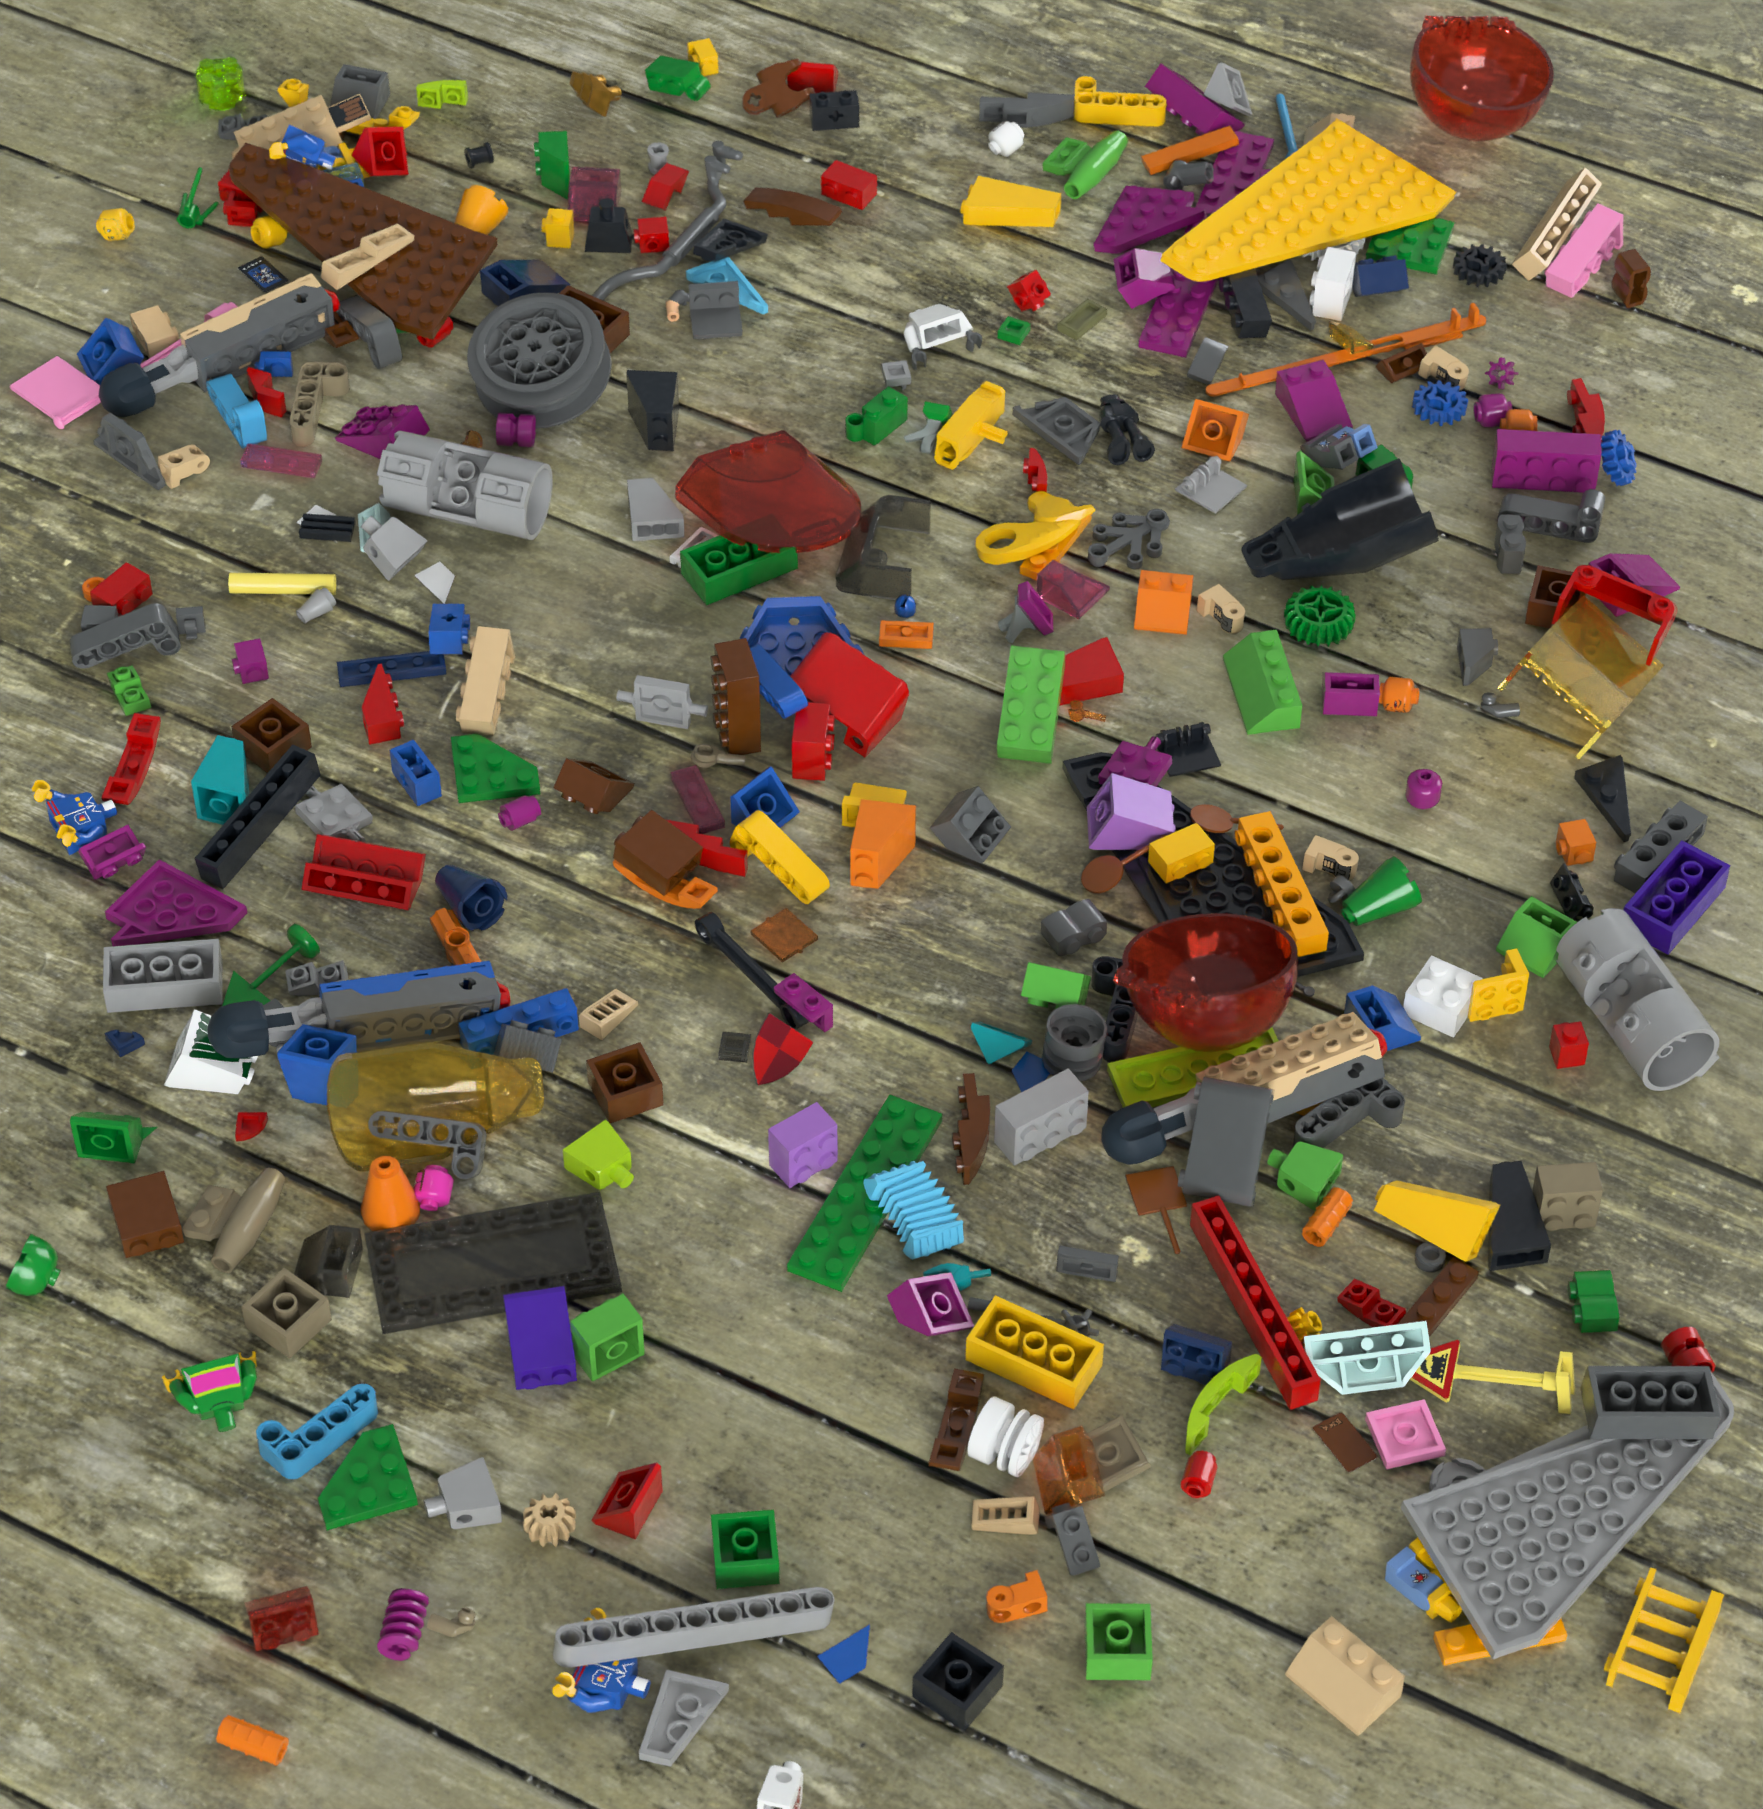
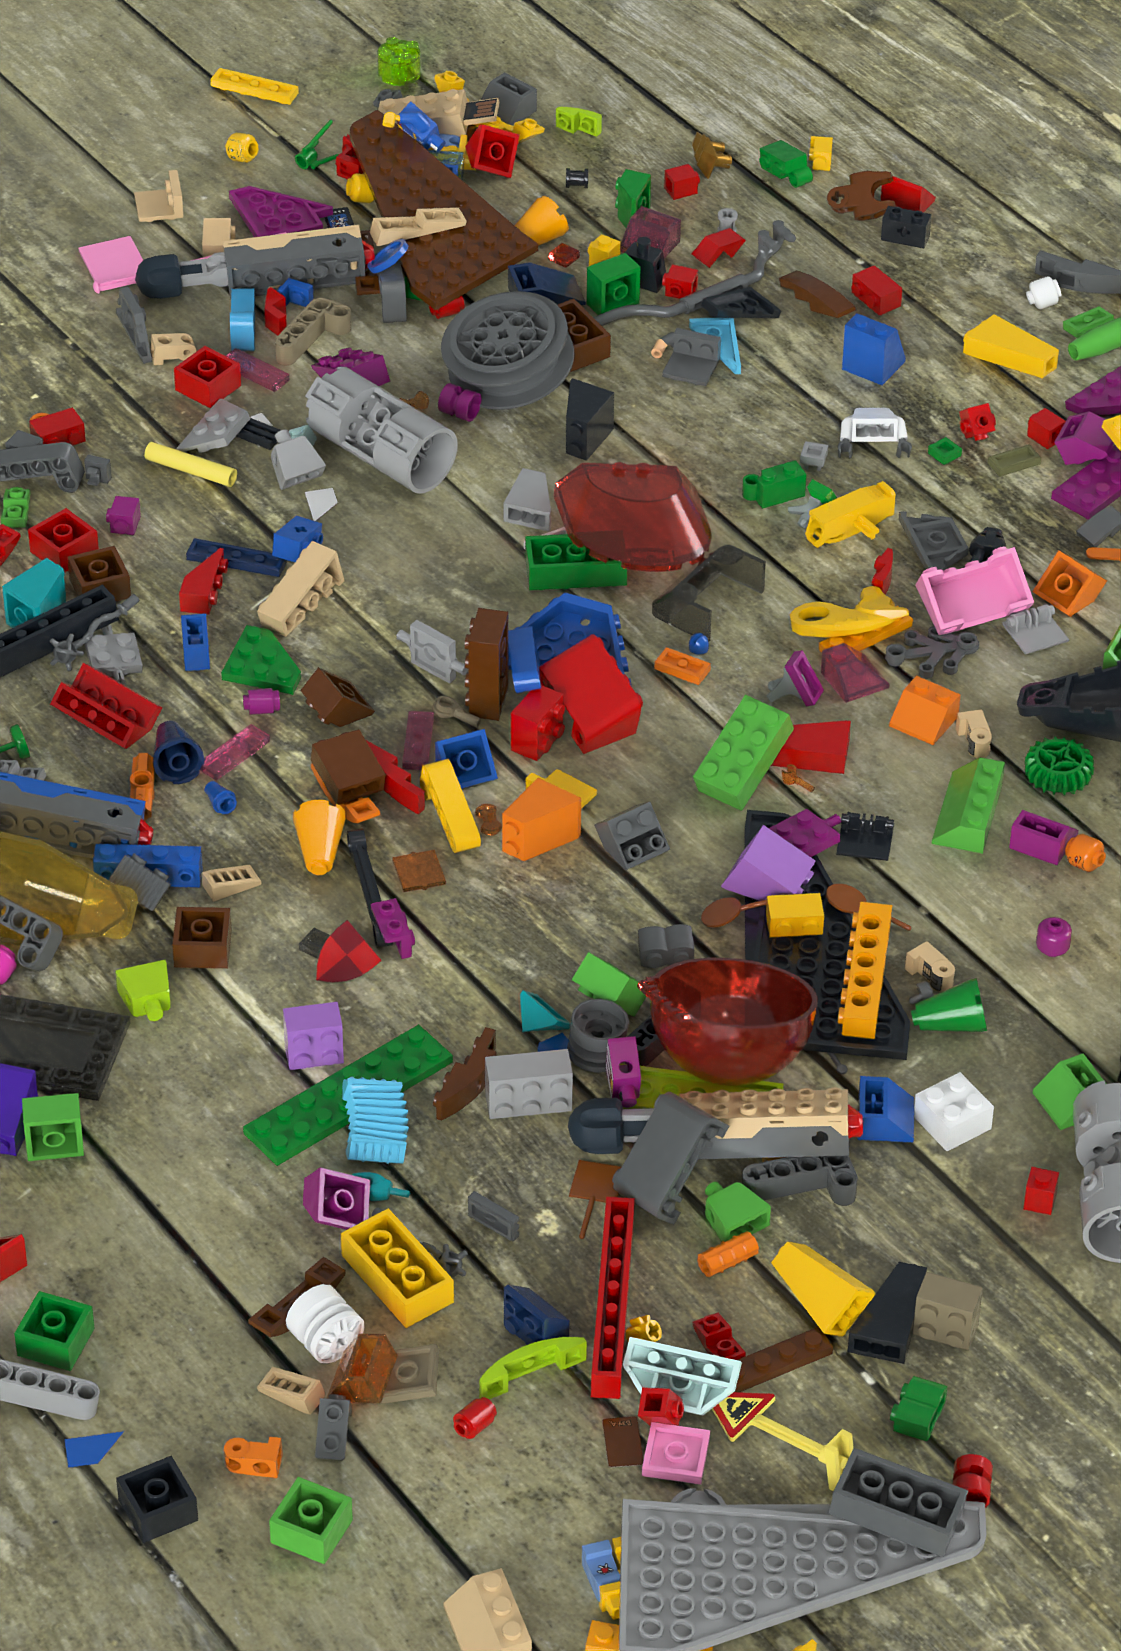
camera: 25 degrees right, 5 degrees down
(69, 310) = (161, 203): none -> tan bracket
(84, 153) = (254, 86): none -> yellow plate
(108, 349) = (175, 238): blue slope -> none
(197, 286) = (275, 213): none -> magenta wing
(208, 709) = (62, 537): none -> red brick
(243, 484) = (207, 376): none -> red brick
(285, 535) = (216, 427): none -> light grey wing
(287, 827) = (66, 651): none -> dark grey piece
(316, 605) = (206, 489): light grey cone -> none
(355, 297) = (388, 256): none -> blue piece
(515, 241) = (563, 255): none -> clear red tile
(524, 874) = (234, 751): none -> clear pink tile
(542, 928) = (221, 798): none -> blue cone
(585, 128) = (681, 181): none -> red brick
(593, 257) = (613, 284): none -> green brick
(671, 933) = (319, 833): none -> light orange cone
(818, 855) = (488, 813): none -> clear orange piece
(886, 248) = (871, 349): none -> blue slope
(1094, 277) = (1044, 427): none -> red brick
(1128, 1070) = (623, 1079): none -> magenta torso
(1144, 465) = (976, 592): none -> bright pink windscreen
(1370, 1394) = (660, 1406): none -> red brick
(1429, 1257) = (798, 1320): dark grey tile -> none
(1500, 993) = (1003, 1125): yellow bracket -> none

